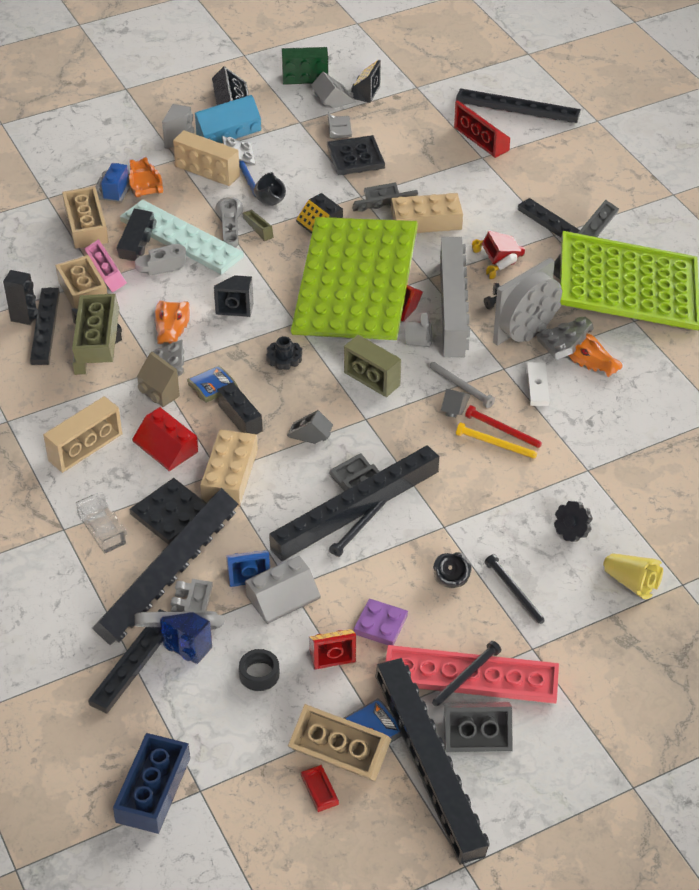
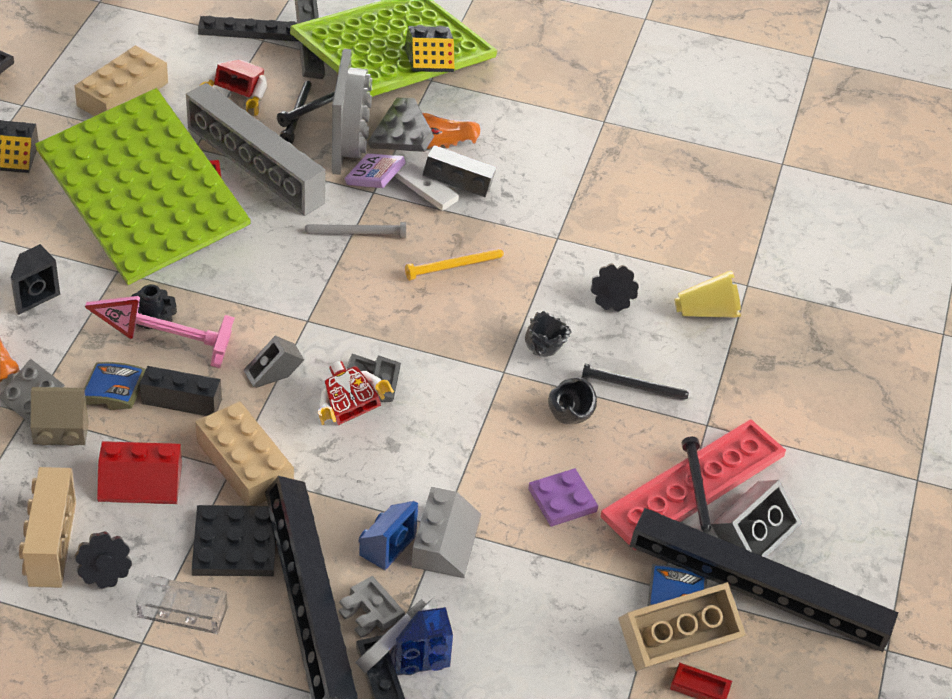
camera: 50 degrees left, 0 degrees up
(87, 470) = (103, 559): none -> black plant
(259, 656) = (519, 606): black tyre -> none
(294, 396) = (124, 315): none -> bright pink piece
(322, 473) = (350, 393): none -> torso
(333, 648) = (560, 548): red slope -> none
(337, 548) = (441, 459): black bar -> none
(353, 503) = (406, 406): black brick -> none
(372, 365) = (263, 261): olive brick -> none
(380, 196) = (51, 90): dark grey bracket -> none
(419, 332) = (264, 202): light grey piece -> none
(454, 402) = (377, 249): dark grey slope -> none
(471, 412) = (401, 249): red bar -> none
(489, 519) = (546, 334): none -> black hair
(516, 354) = (375, 170): none -> lavender tile
(566, 386) = (459, 171): none -> black brick
(639, 296) = (430, 48): none -> slope

